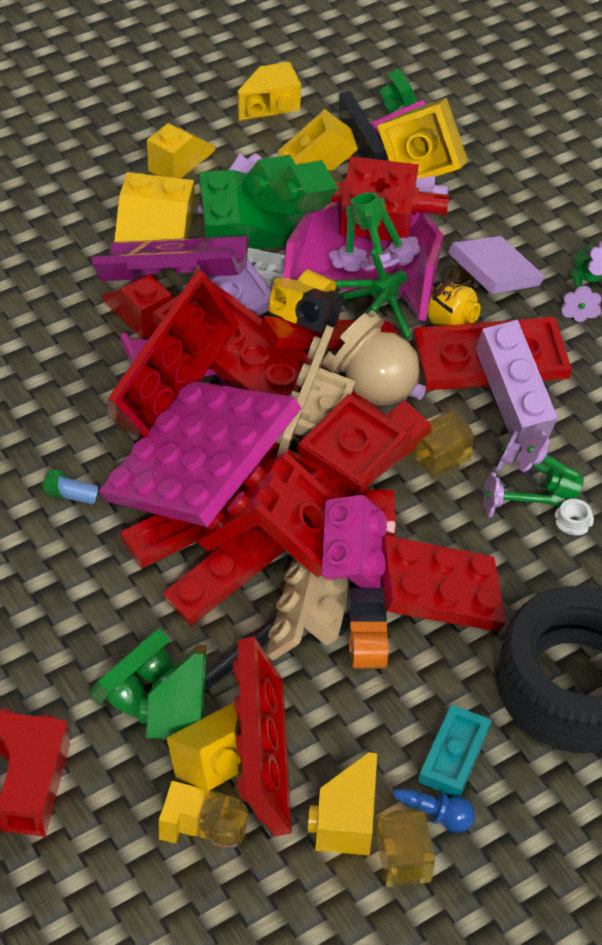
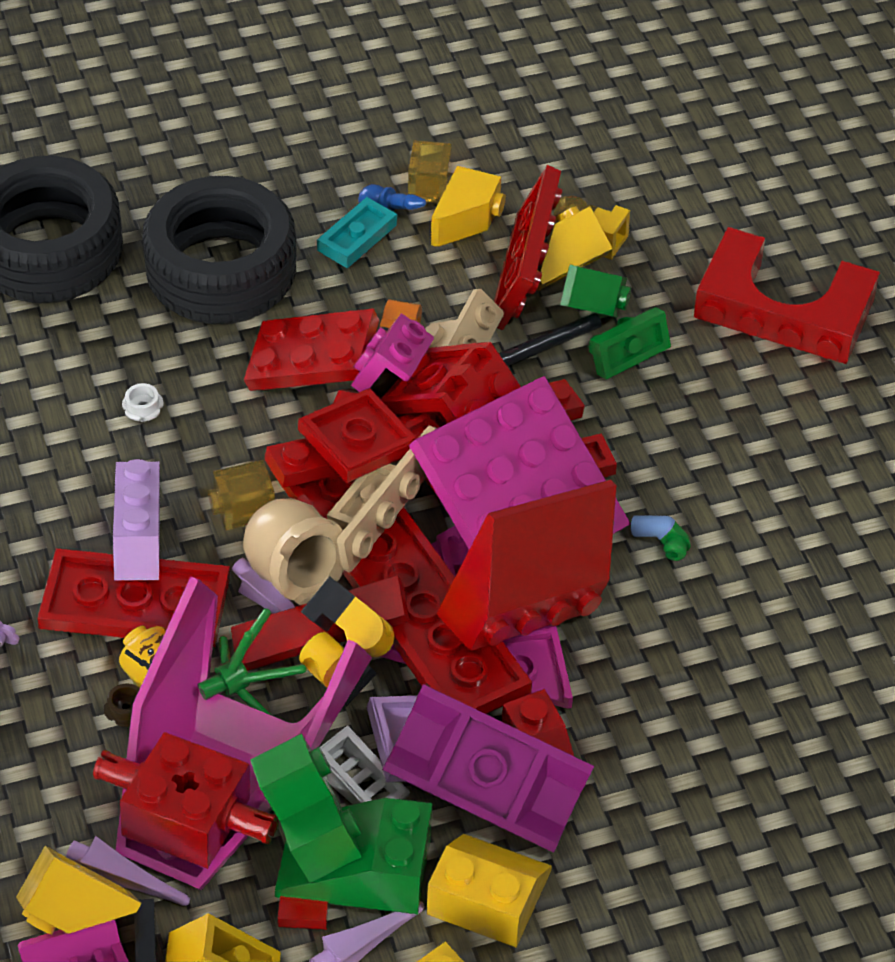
camera: 165 degrees left, 0 degrees up
(367, 211) = (229, 709): plant -> none
(496, 264) = (67, 711): lavender tile -> none
(560, 480) = (141, 428): plant -> none

